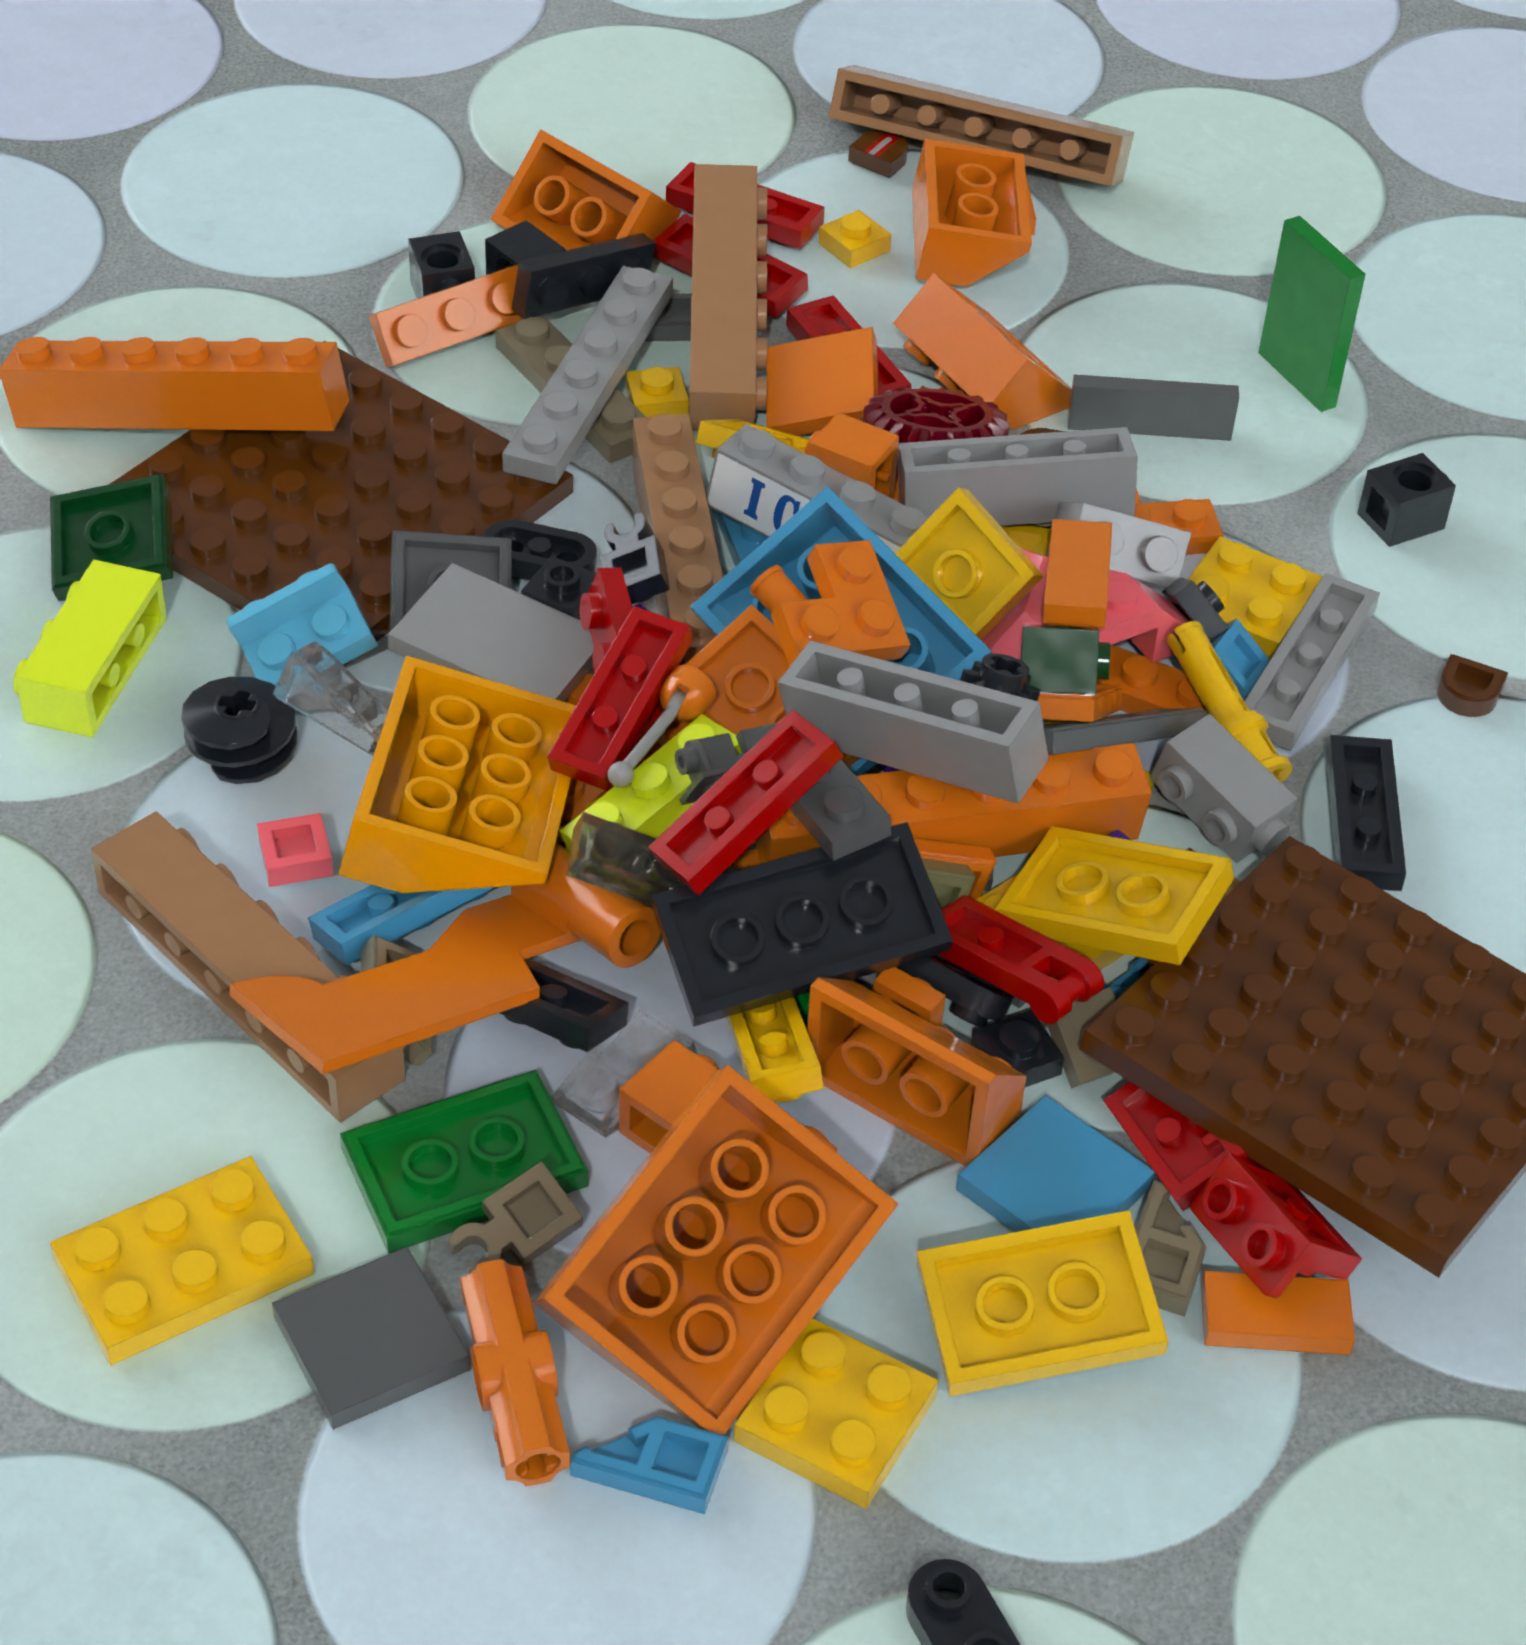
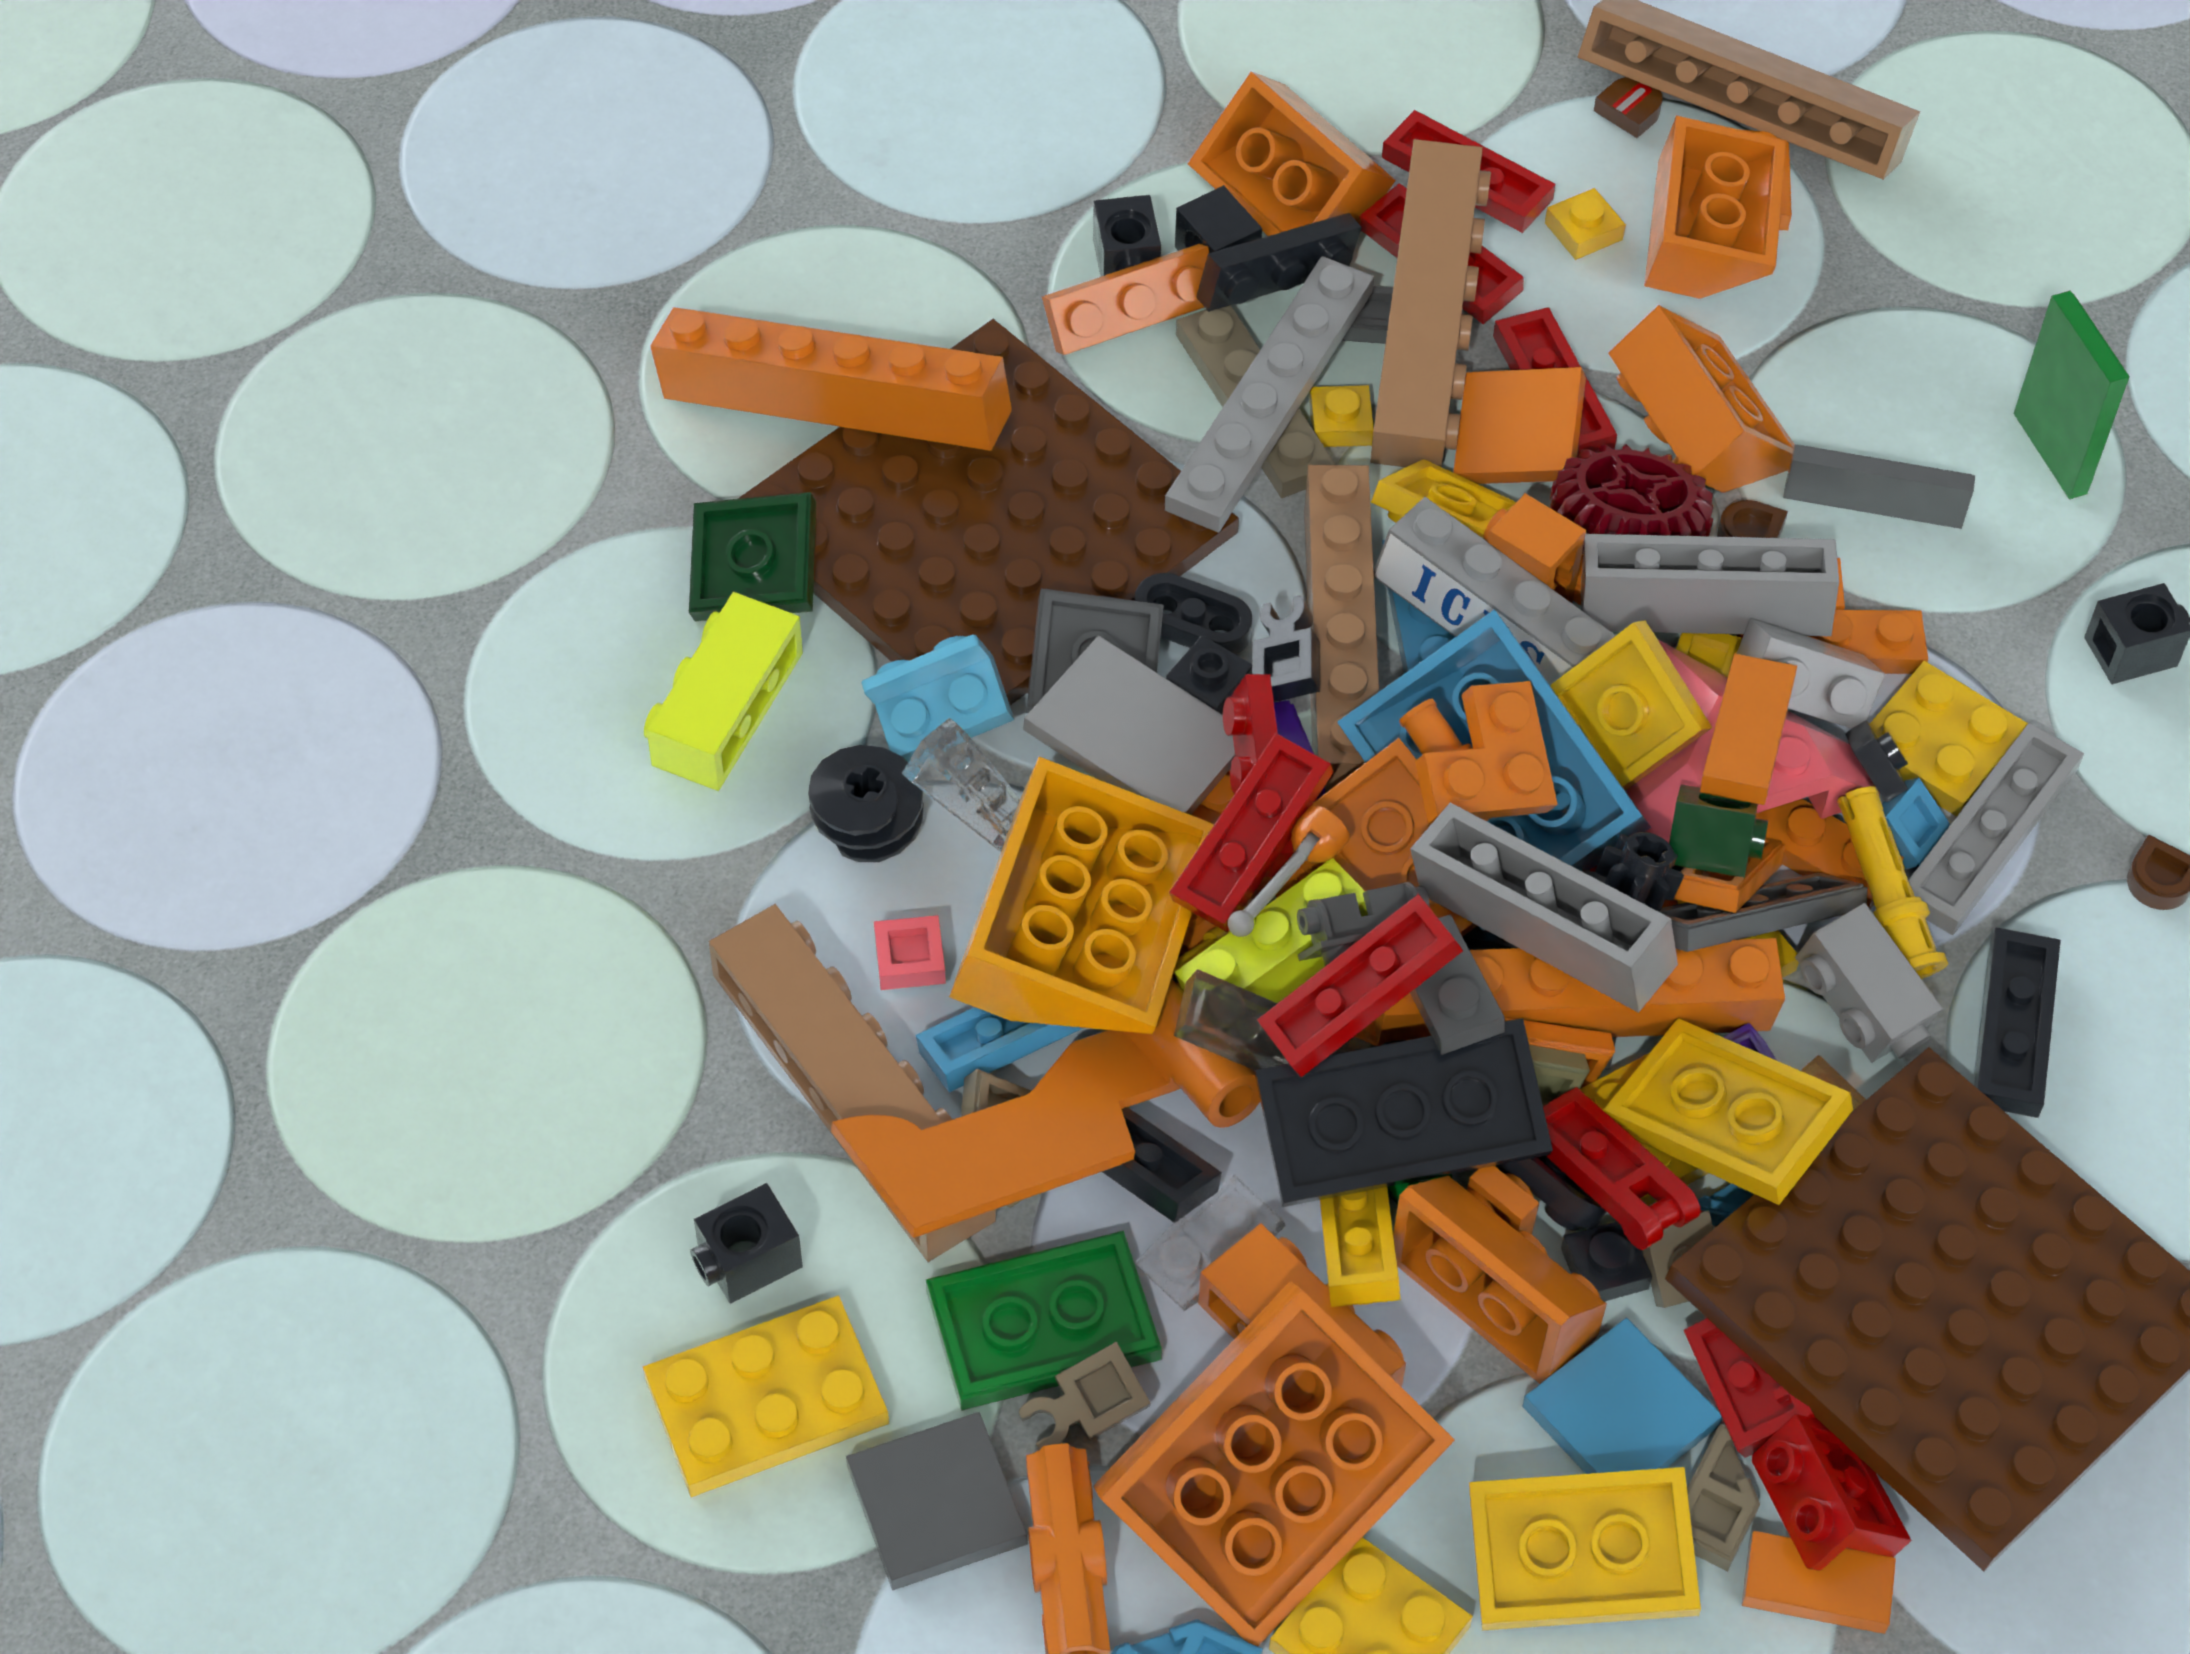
camera: 10 degrees right, 10 degrees up
(151, 1117) = (750, 1218): none -> black brick

